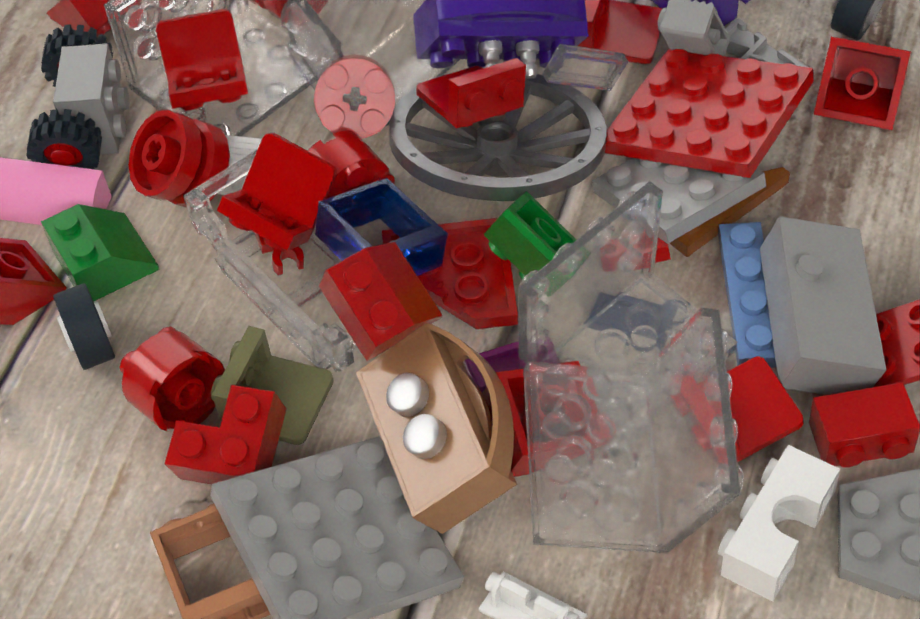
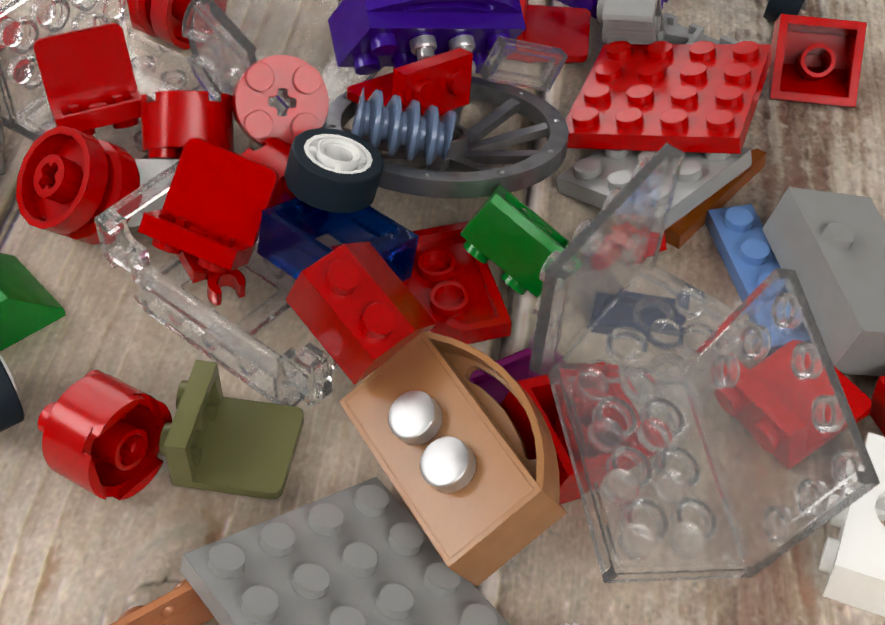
camera: 15 degrees left, 5 degrees down
(240, 445) = (206, 506): red brick -> none
(277, 107) = (183, 116): none -> red brick
(383, 169) = (333, 170): none -> black wheel
(450, 132) = (404, 127): none -> sand blue piece

